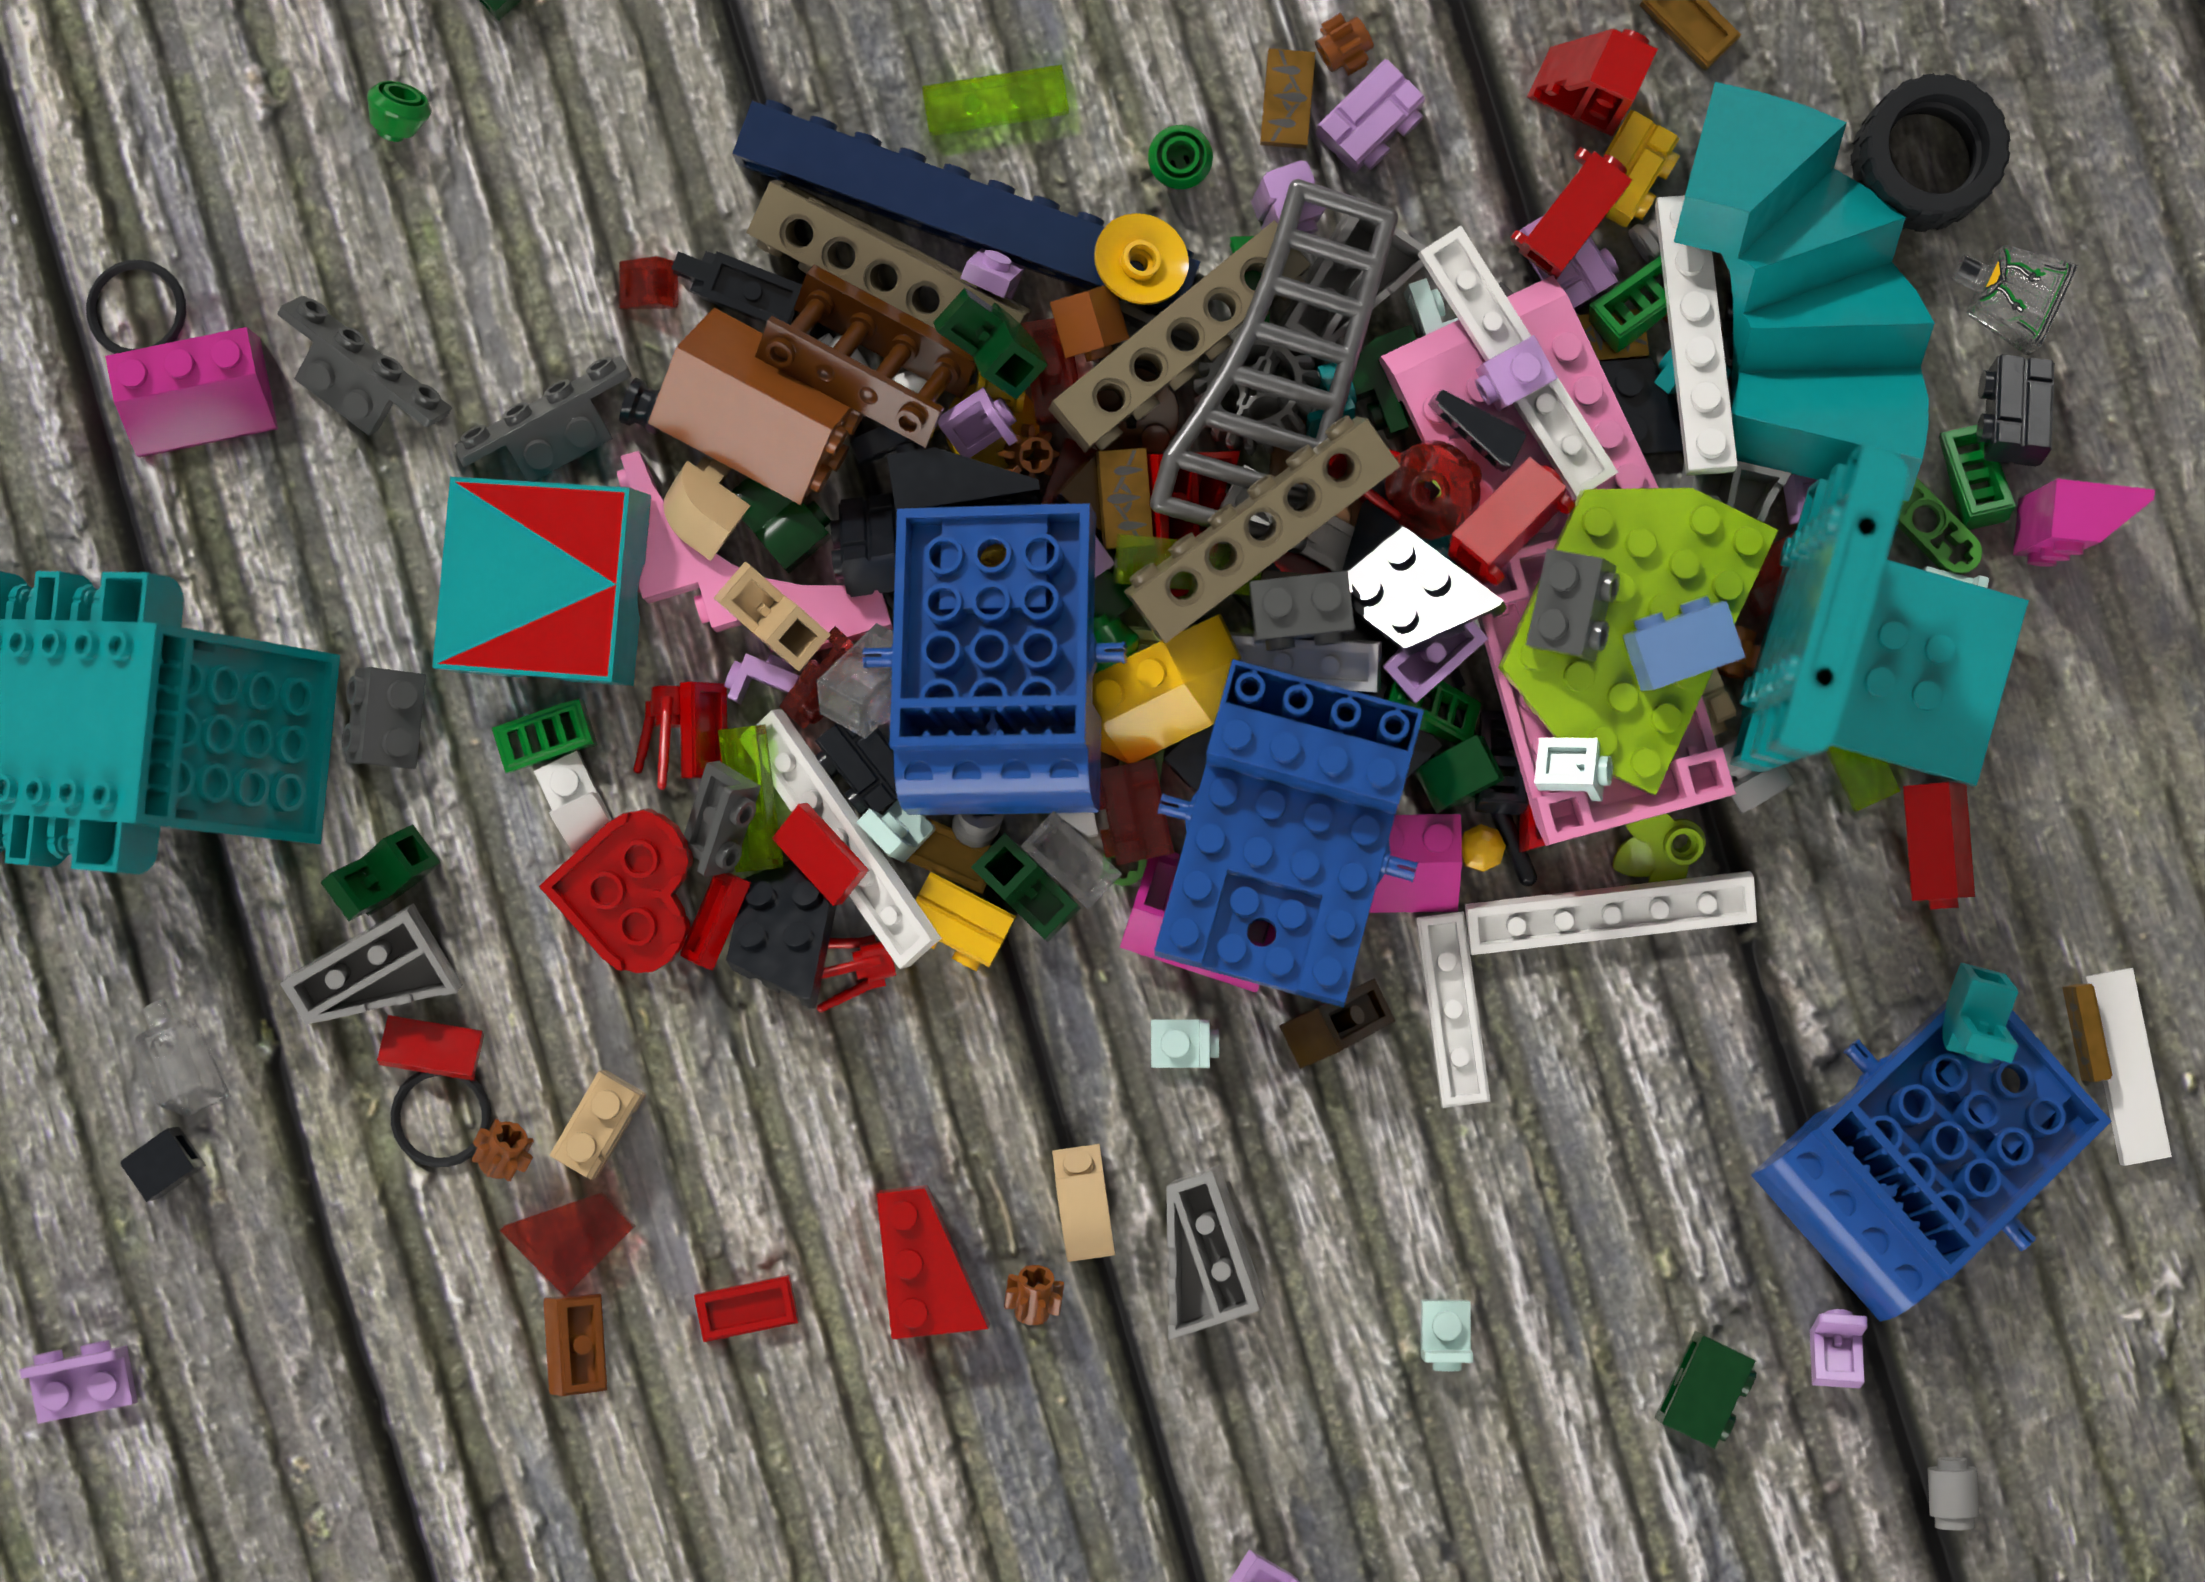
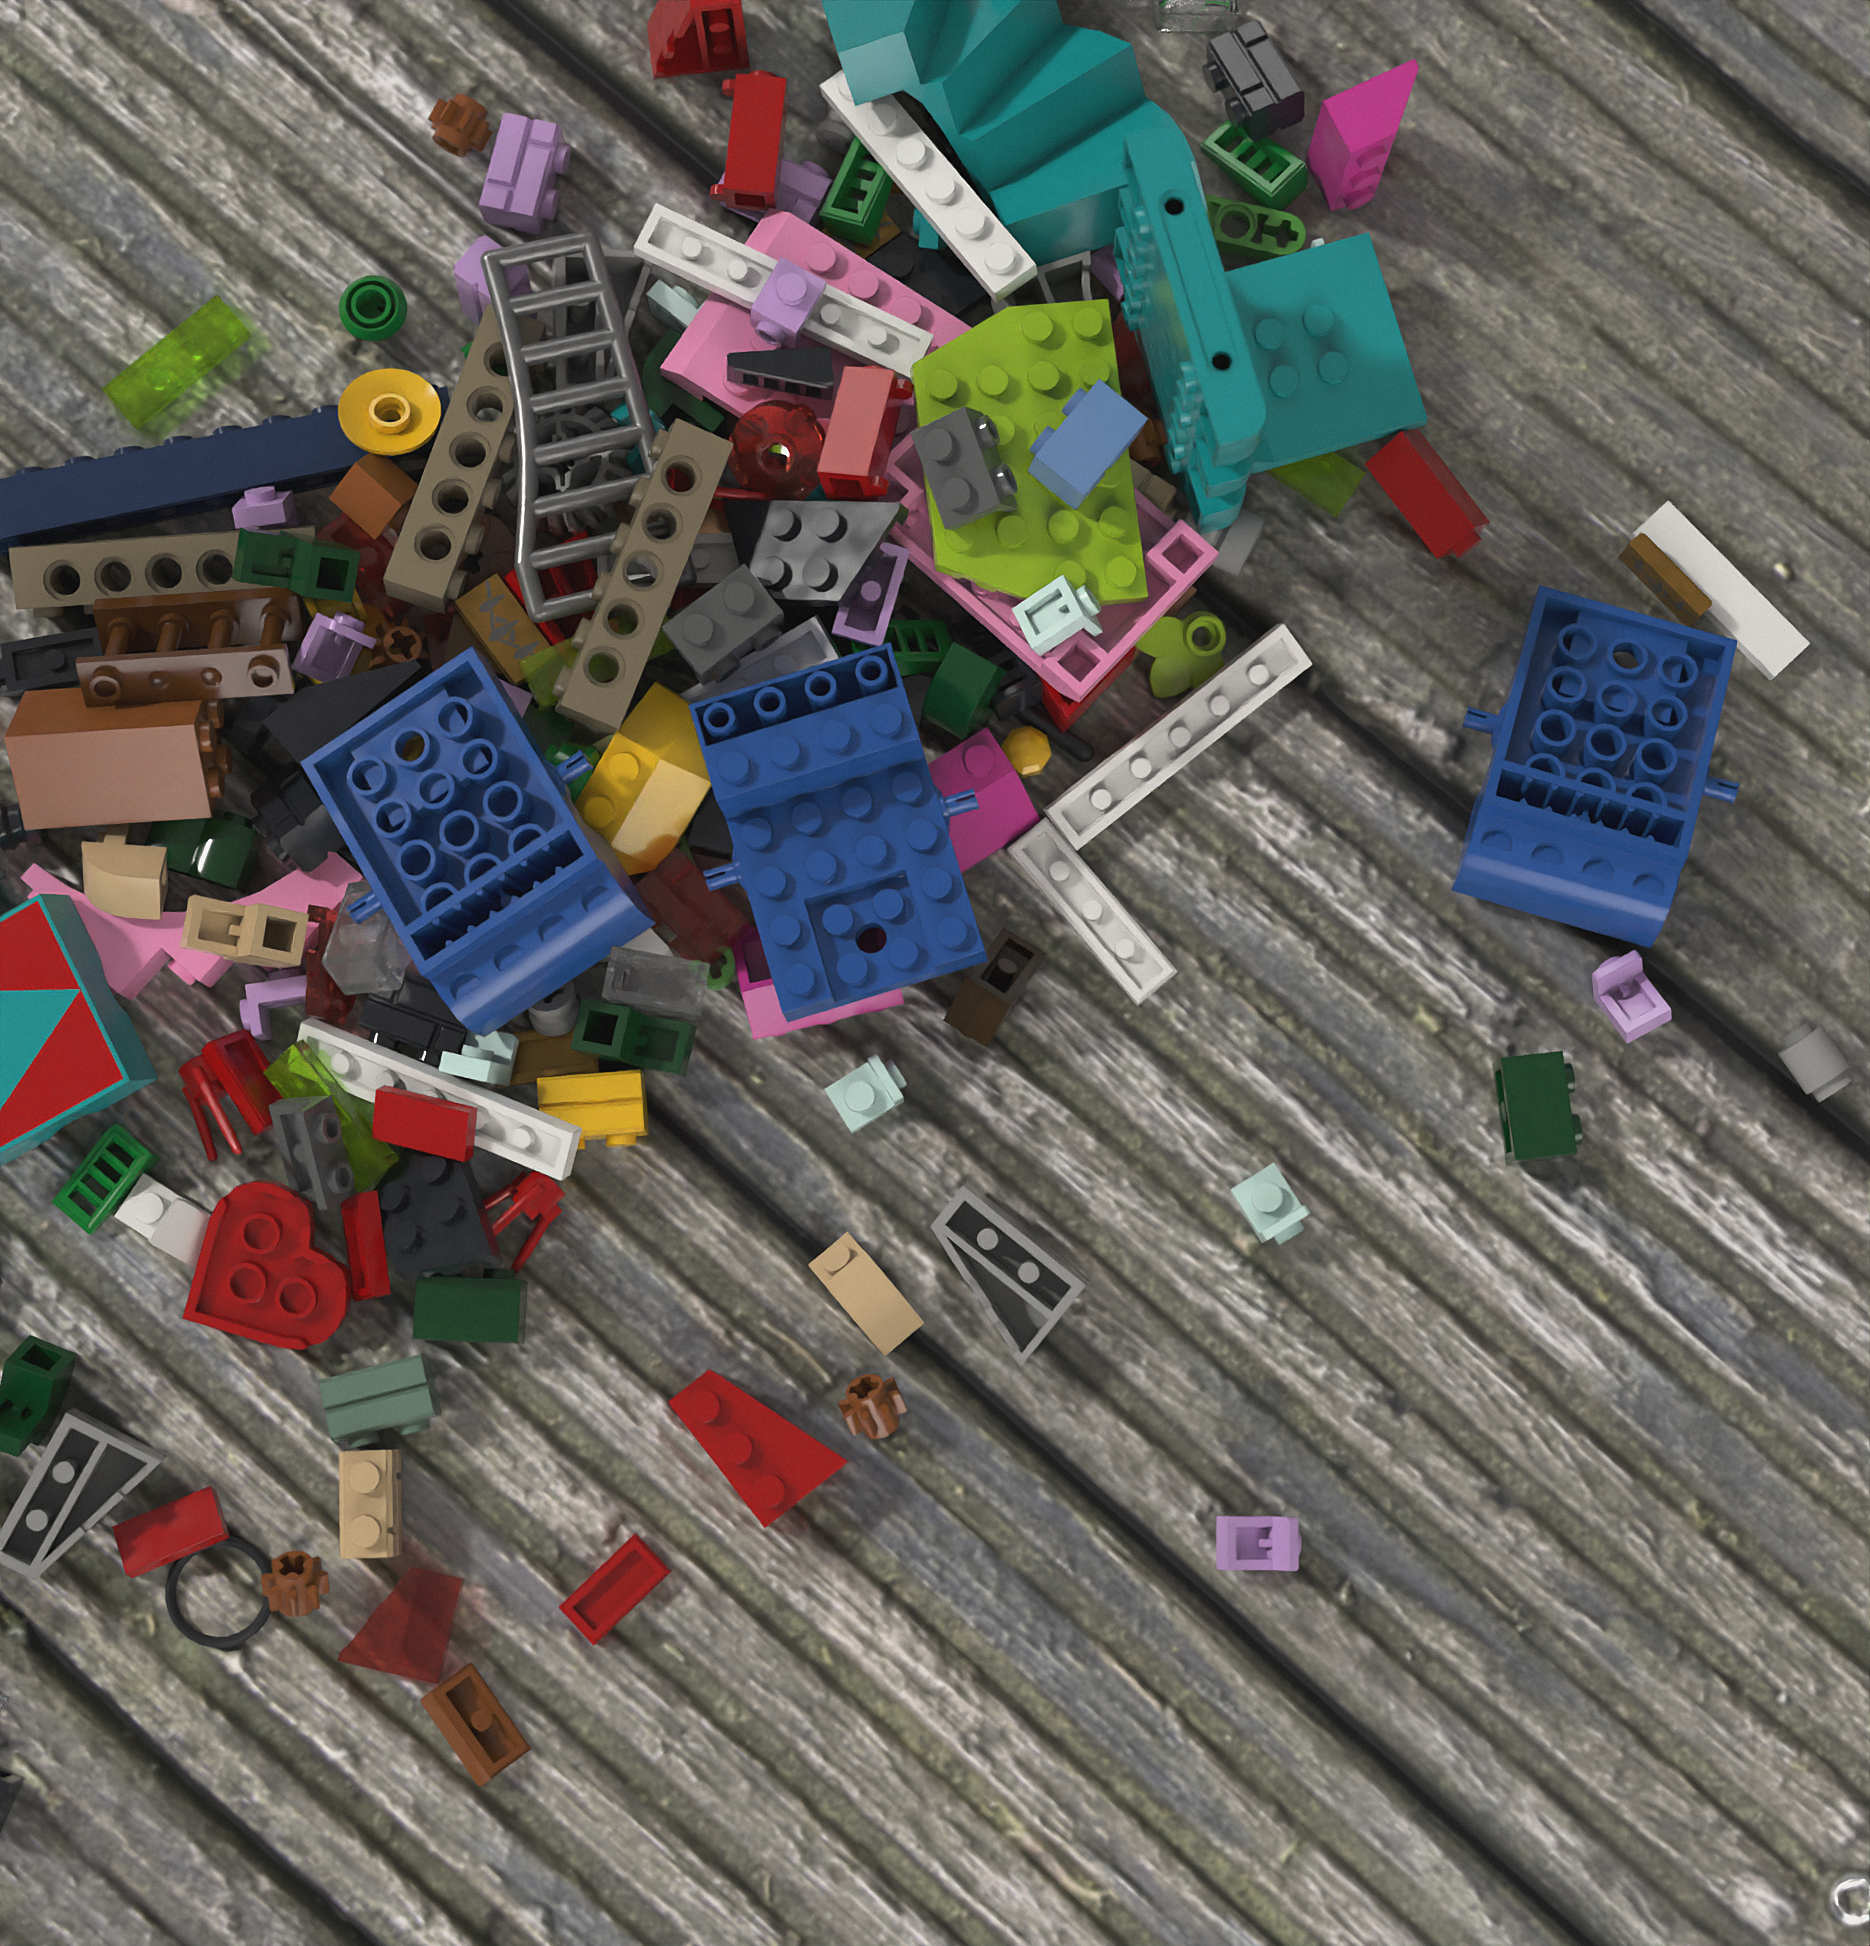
camera: 30 degrees left, 5 degrees down
(653, 1047) = (380, 1399): none -> sand green brick
(767, 1021) = (471, 1308): none -> dark green brick
(1287, 98) = (439, 204): pearl gold tile -> none
(1645, 153) = (790, 56): yellow brick -> none
(1979, 1014) = (1559, 615): teal brick -> none

